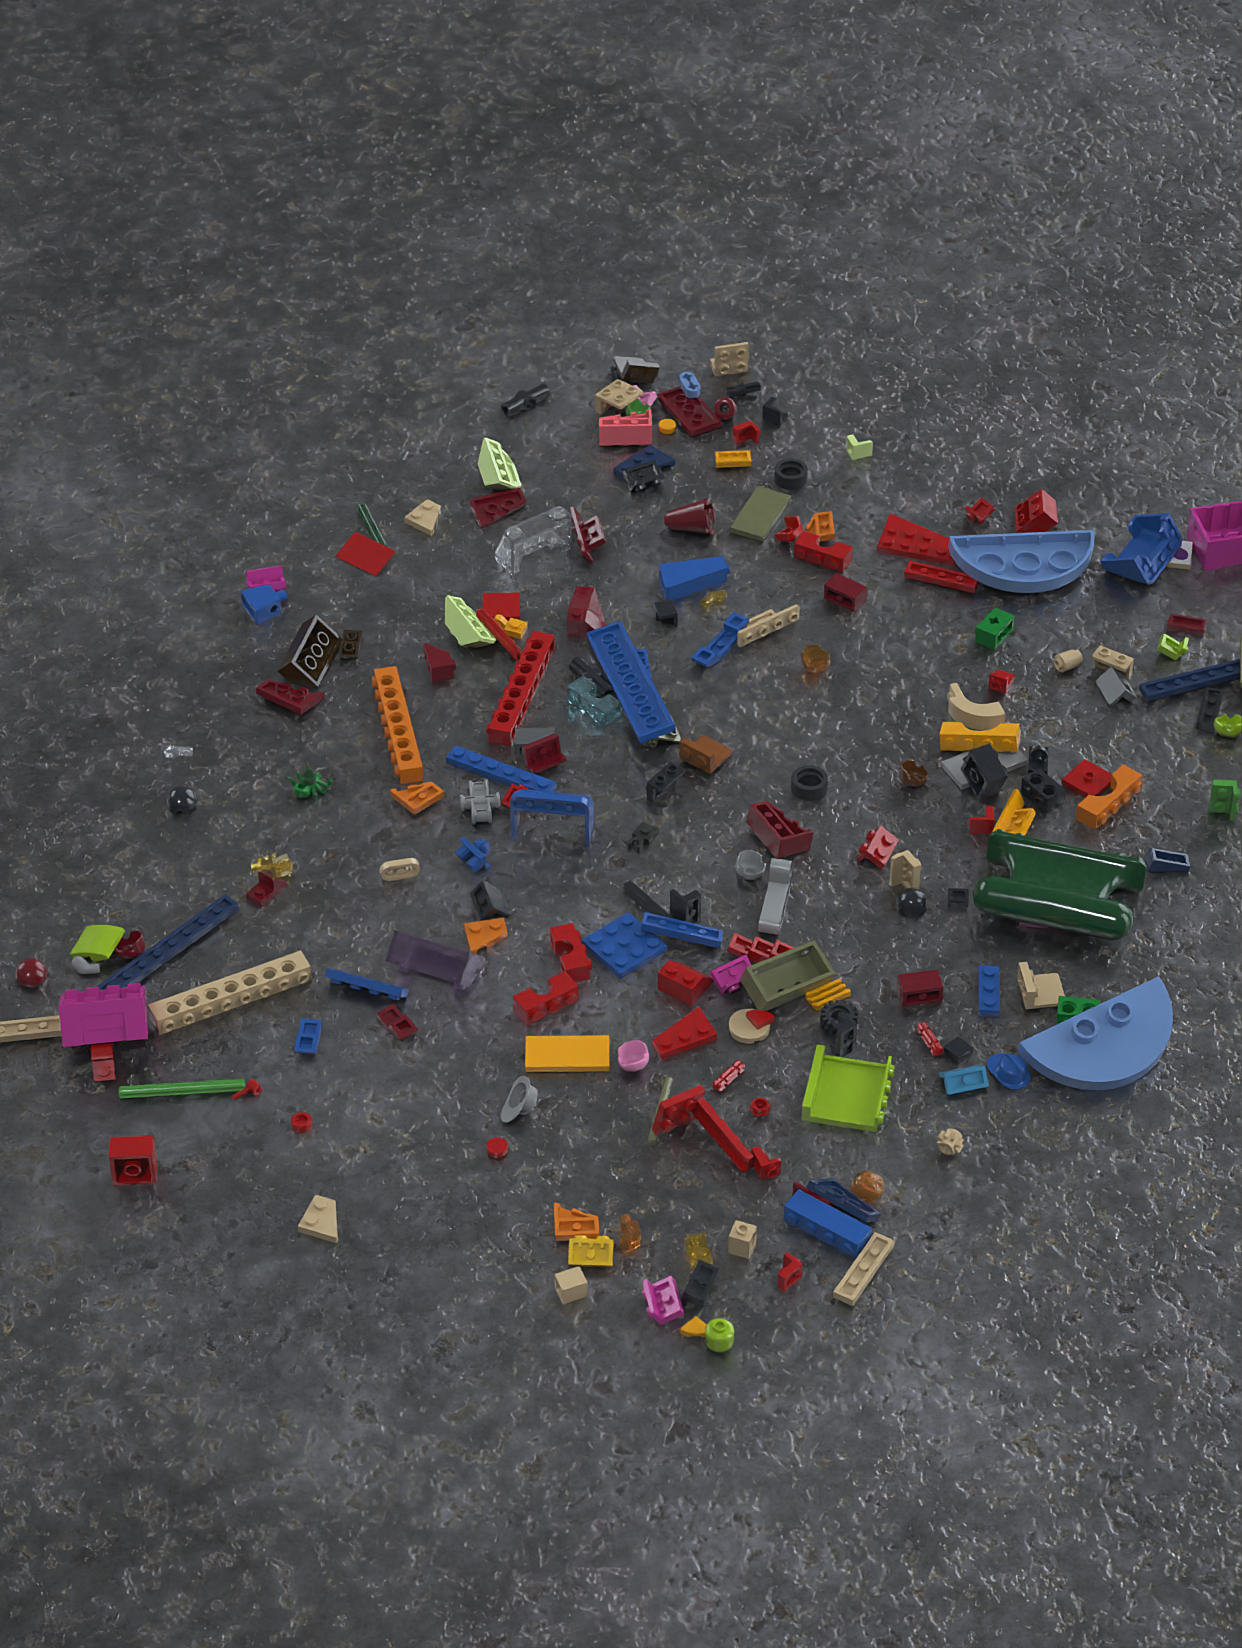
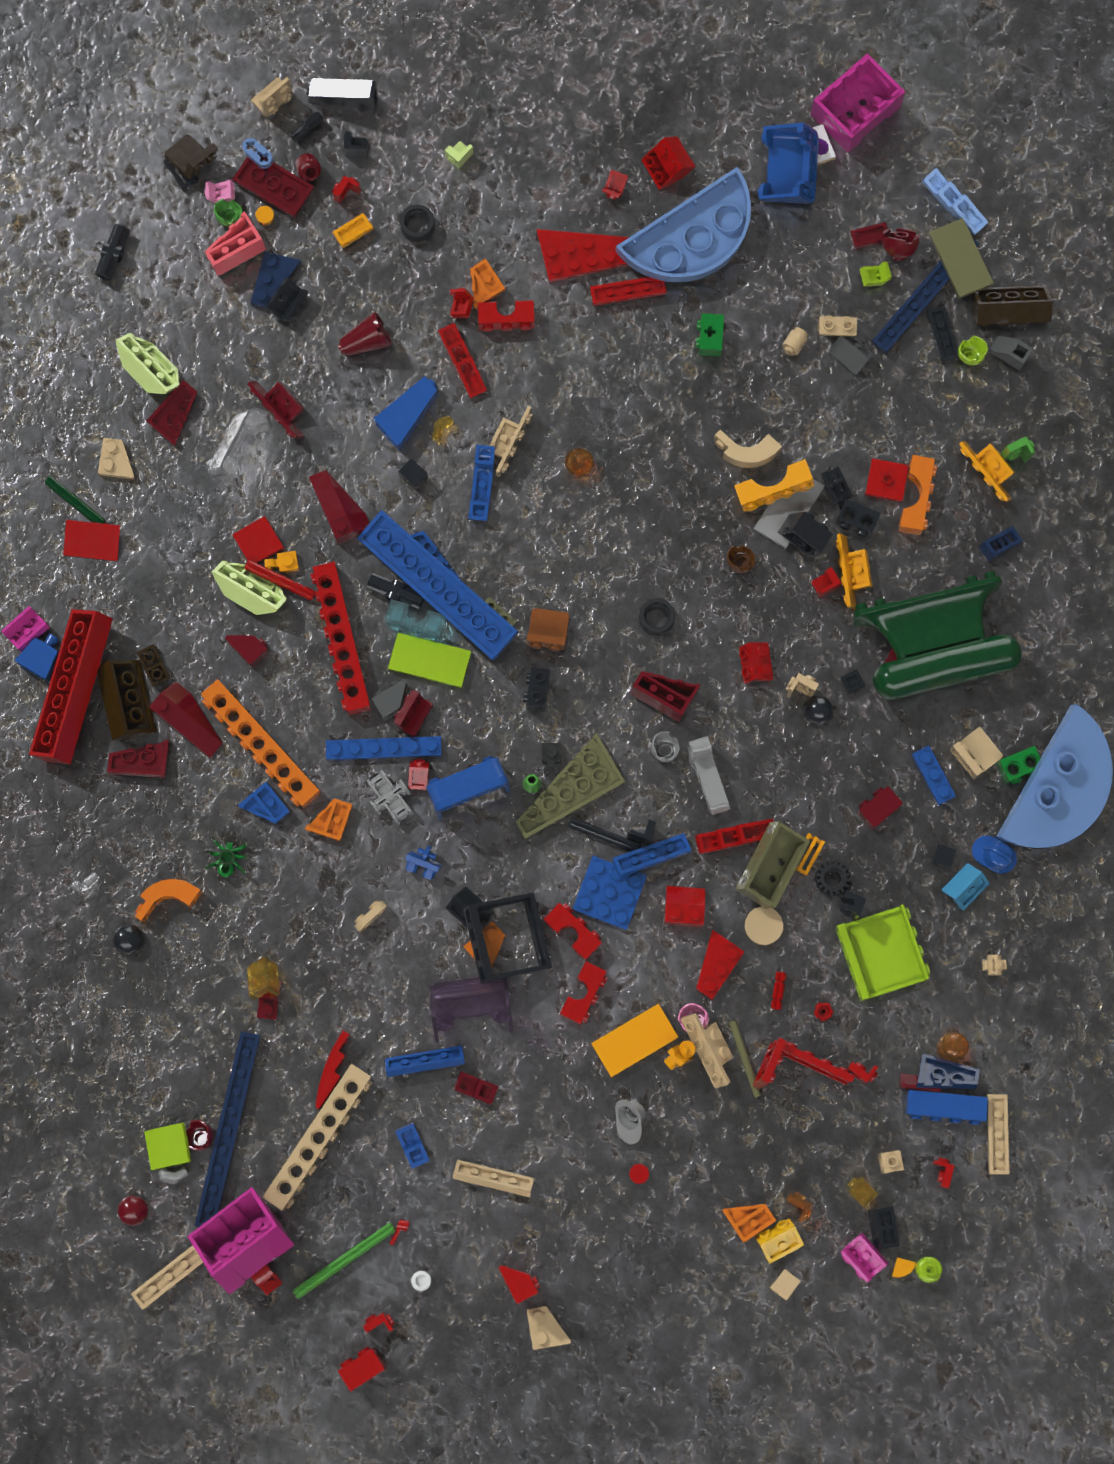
camera: 30 degrees left, 35 degrees up
(174, 1141) = (373, 1321): none -> red bracket
(238, 781) = (165, 890): none -> orange arch
(238, 1134) = (421, 1280): none -> white tile
(271, 622) = (71, 686): none -> red brick
(293, 943) = (329, 1076): none -> red slope
(301, 1122) = (464, 1238): red tile -> none
(324, 1158) = (519, 1283): none -> red slope
(349, 684) = (184, 715): none -> dark red wedge
(356, 1085) = (493, 1178): none -> tan plate
(370, 763) = (266, 804): none -> blue wing
(521, 902) = (479, 946): none -> black window
(586, 733) = (429, 660): none -> lime tile
(602, 1071) = (681, 1054): none -> light orange hips
(612, 842) = (532, 788): none -> bright green cone
(616, 394) = (201, 206): tan bracket -> none
(633, 1081) = (710, 1048): none -> tan bracket
(644, 862) = (578, 784): none -> olive wing
(728, 976) = (723, 879): dark pink bracket -> none
(760, 513) = (418, 290): olive tile -> none
(760, 1018) = (771, 917): red tile -> none
(763, 564) = (462, 360): none -> red slope
(791, 379) = (345, 94): none -> slope
(845, 592) = (555, 358): dark red brick -> none
(929, 1039) = (916, 858): red axle -> none
(1000, 681) = (749, 397): red bracket -> none
(1195, 806) = (993, 467): none -> light orange bracket
(1209, 633) = (900, 243): none -> dark red cylinder

